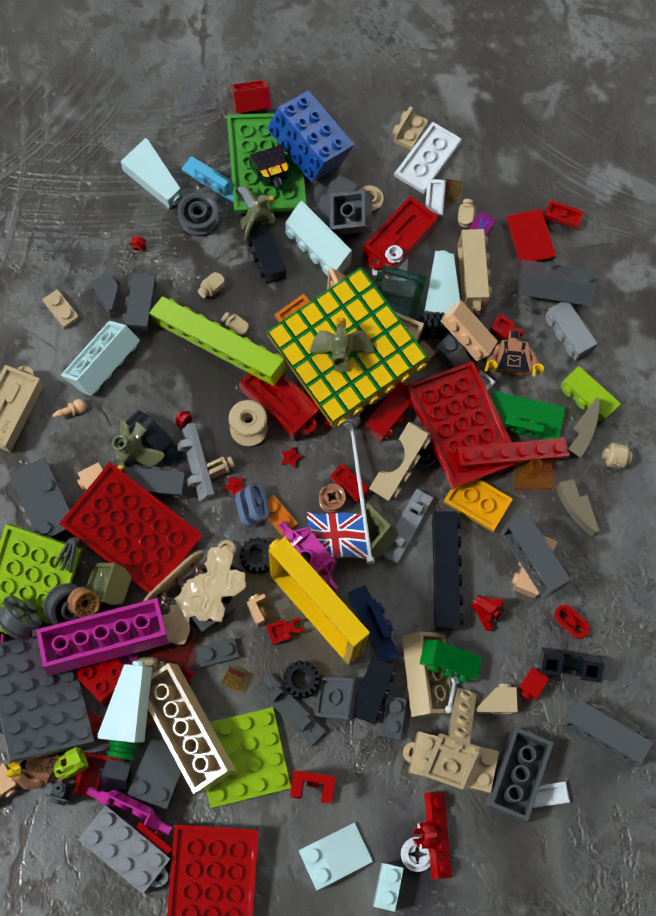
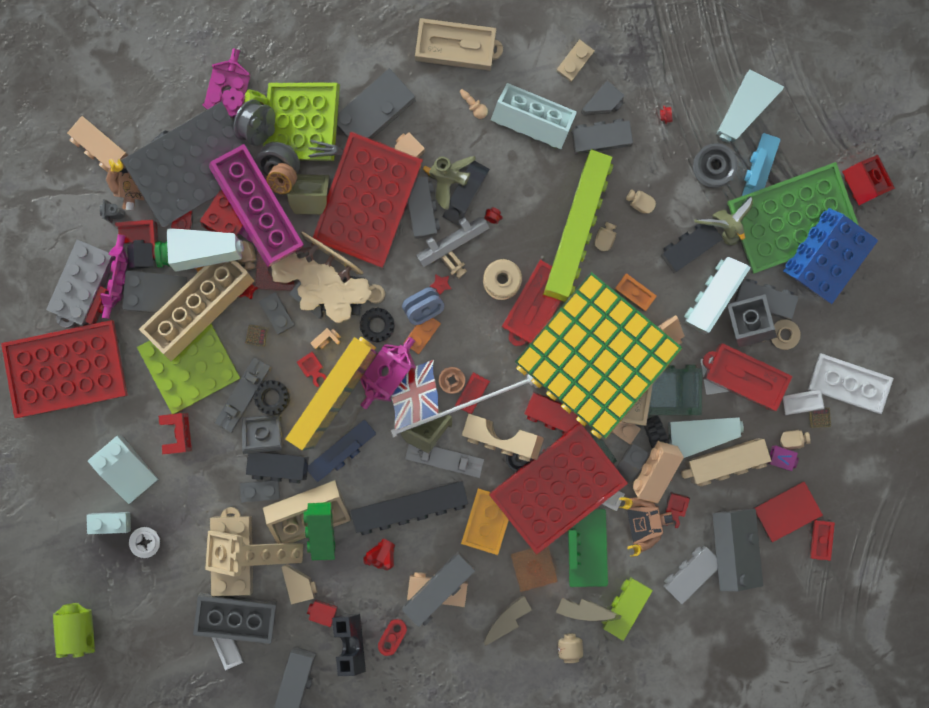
camera: 80 degrees right, 15 degrees up
(70, 764) = (138, 213): lime rock -> none
(270, 166) = (785, 224): black torso -> none
(290, 457) = (484, 329): red piece -> none
(341, 345) = (591, 350): olive animal -> none
(394, 249) = (718, 371): white plate -> none
(409, 129) = (877, 356): tan bracket -> none
(434, 835) = (163, 554): red plate -> none
(448, 709) = (278, 540): white hinge -> none
(512, 452) = (542, 544): red plate -> none

